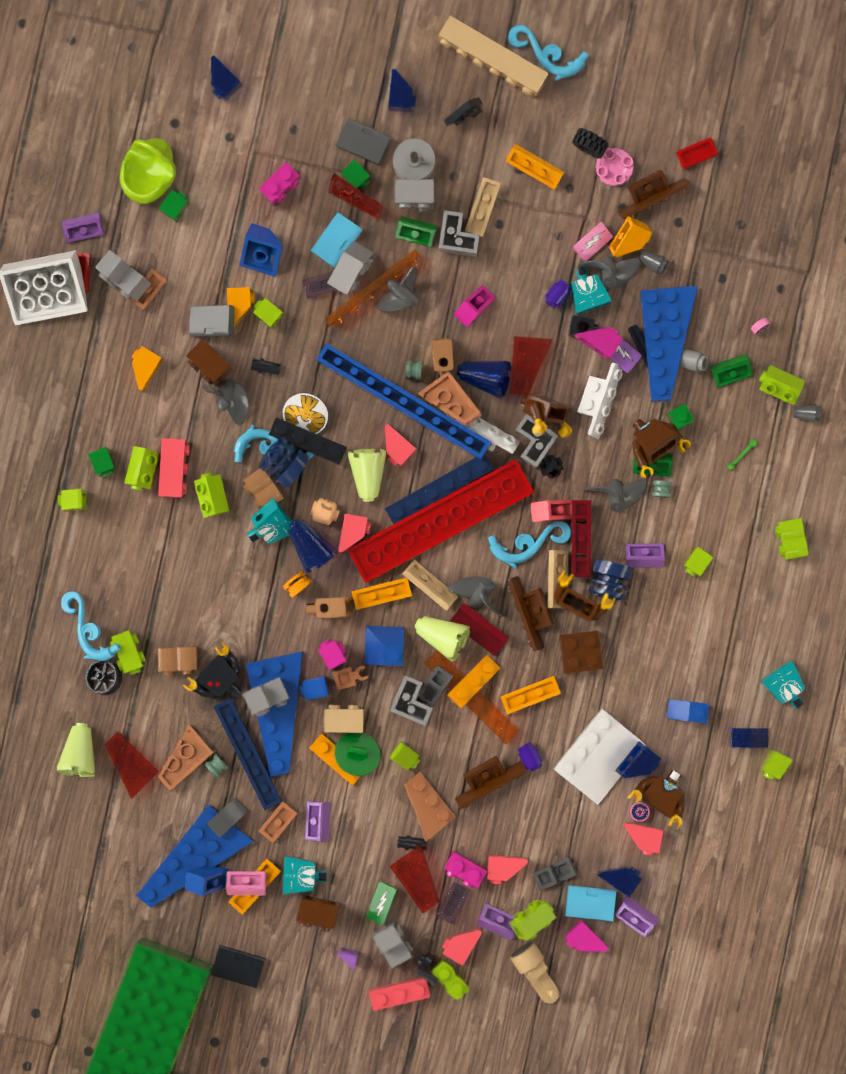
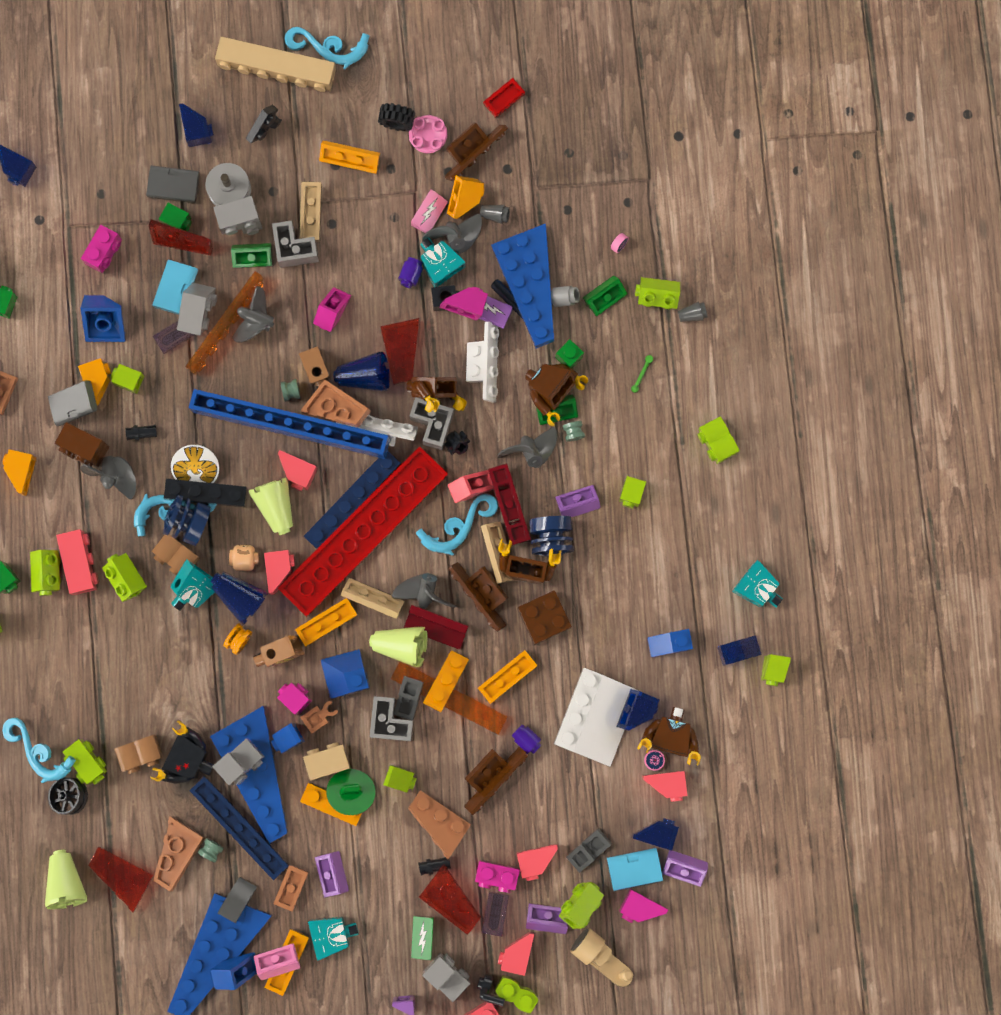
camera: 25 degrees left, 5 degrees down
(317, 912) = (359, 969): reddish brown brick -> none

